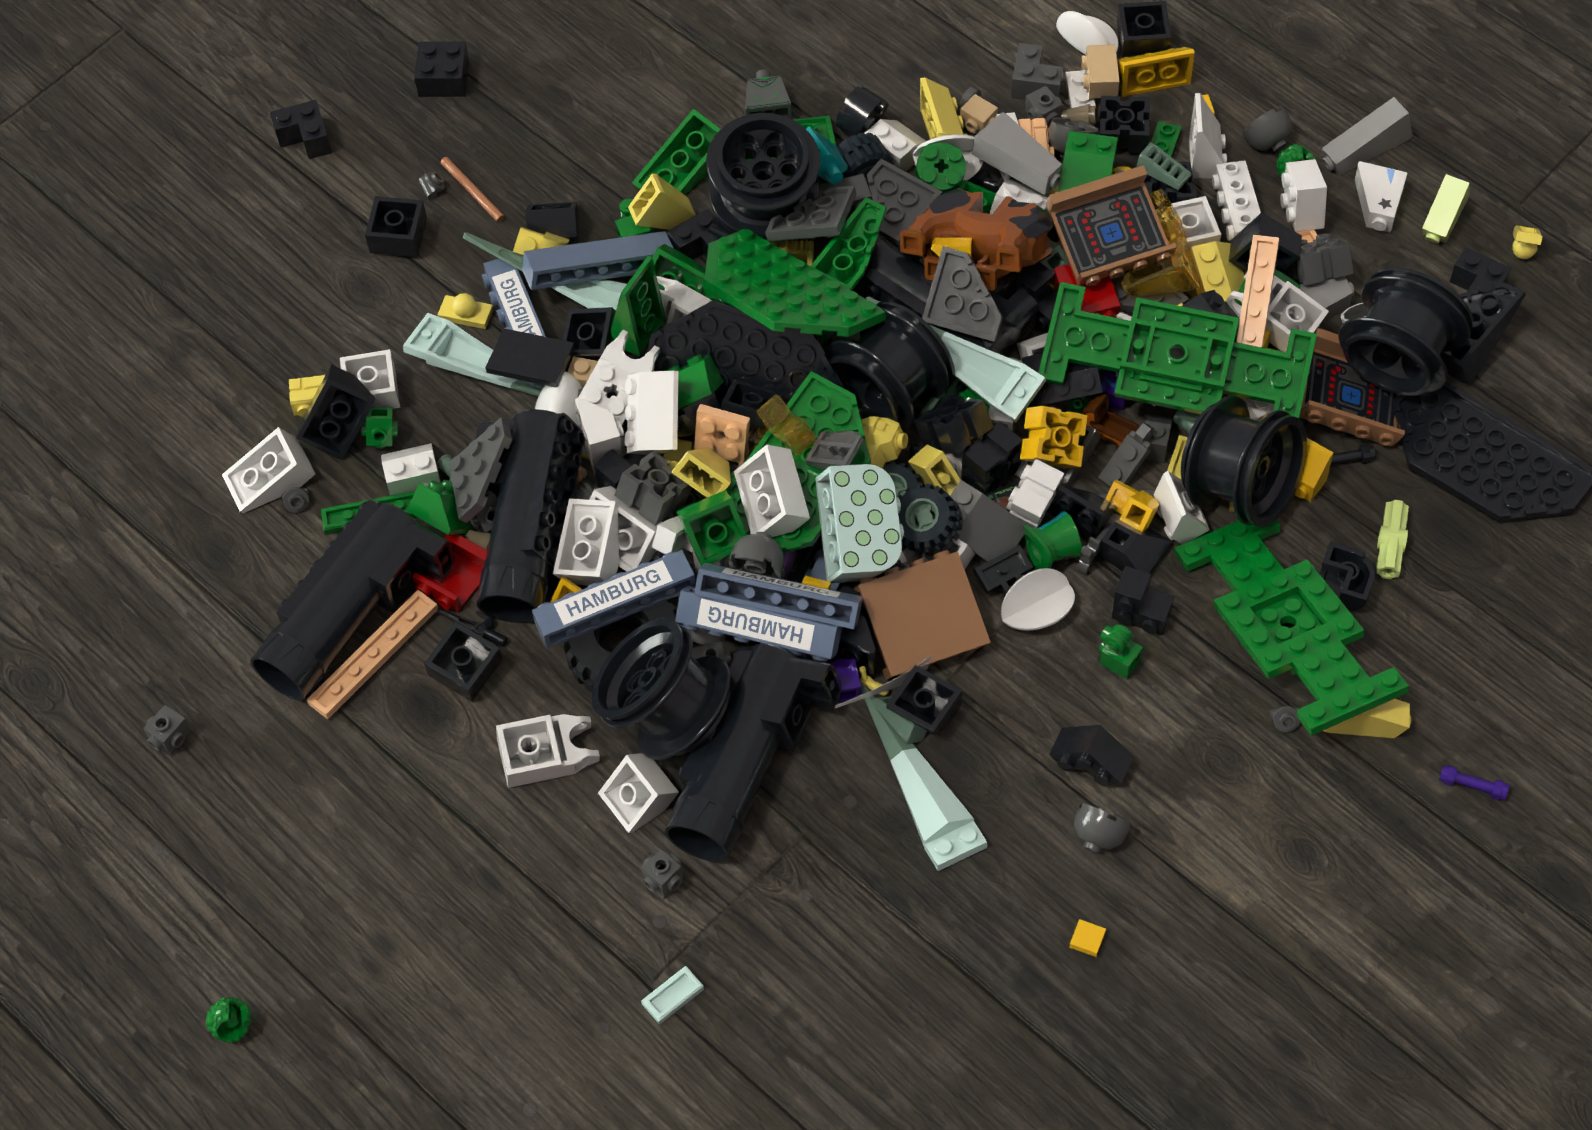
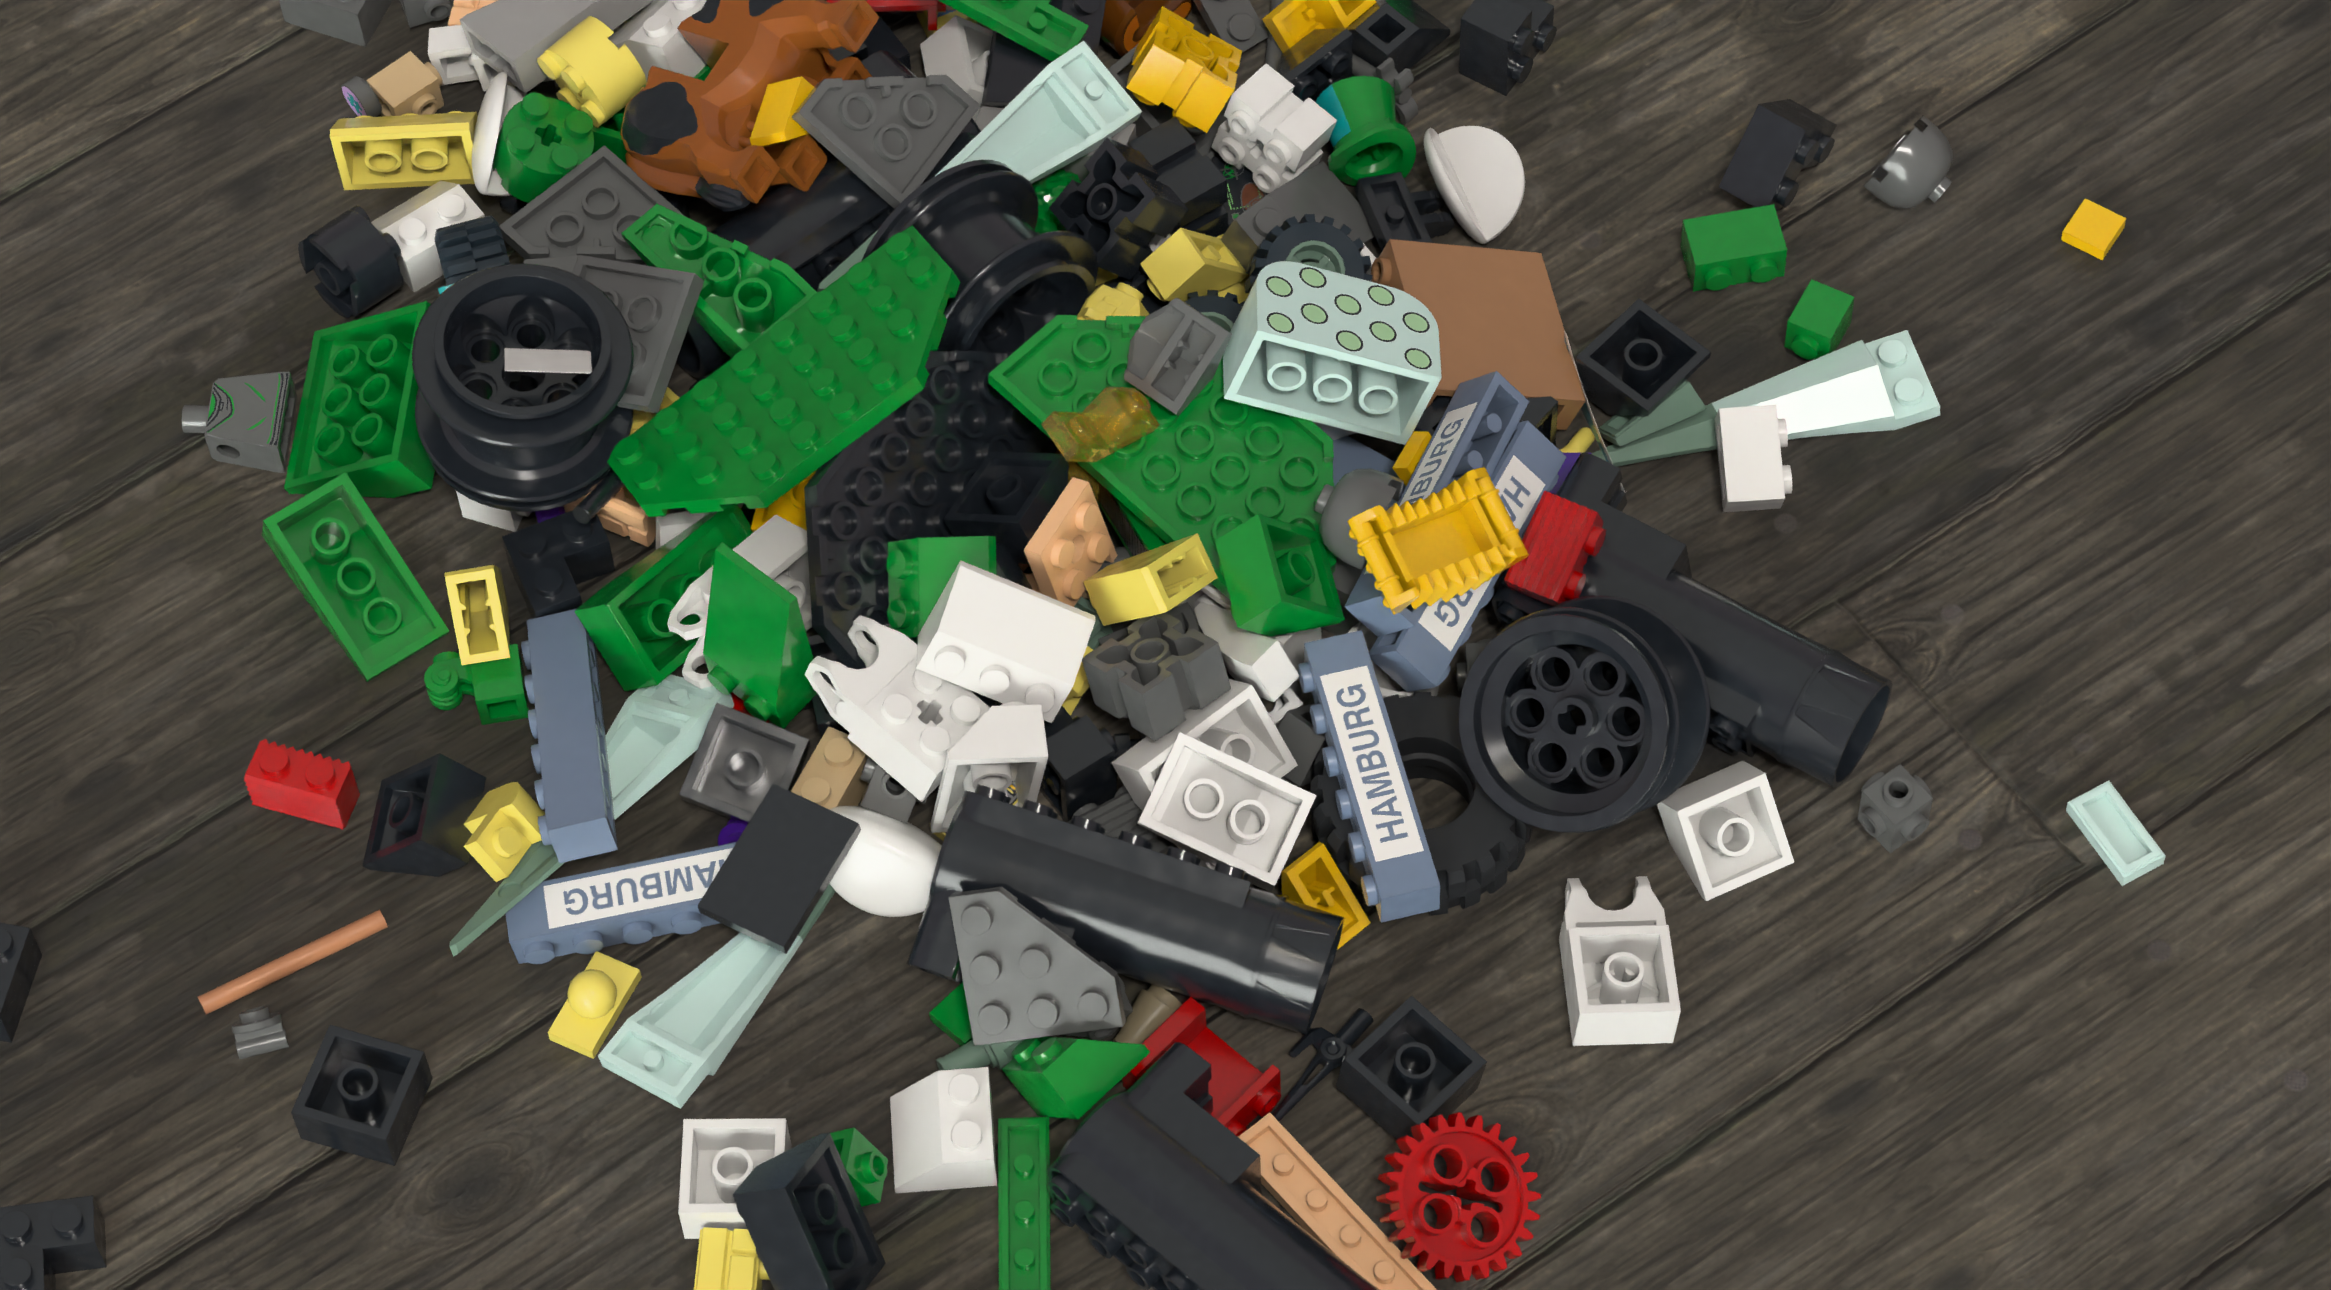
camera: 80 degrees left, 0 degrees up
(370, 695) = (1451, 1243): none -> red gear
(563, 167) = (302, 784): none -> red brick
(731, 586) = (1438, 542): none -> yellow piece
(753, 167) = (547, 360): none -> white sticker
(757, 656) = (1558, 548): none -> red brick
(772, 492) = (1232, 470): white slope -> none
(875, 768) = (1751, 458): none -> white brick
(981, 794) = (1818, 321): none -> green brick
(983, 172) = (593, 70): none -> light yellow brick
(1023, 744) = (1733, 248): none -> green brick
(1119, 651) = (1590, 82): green brick -> none

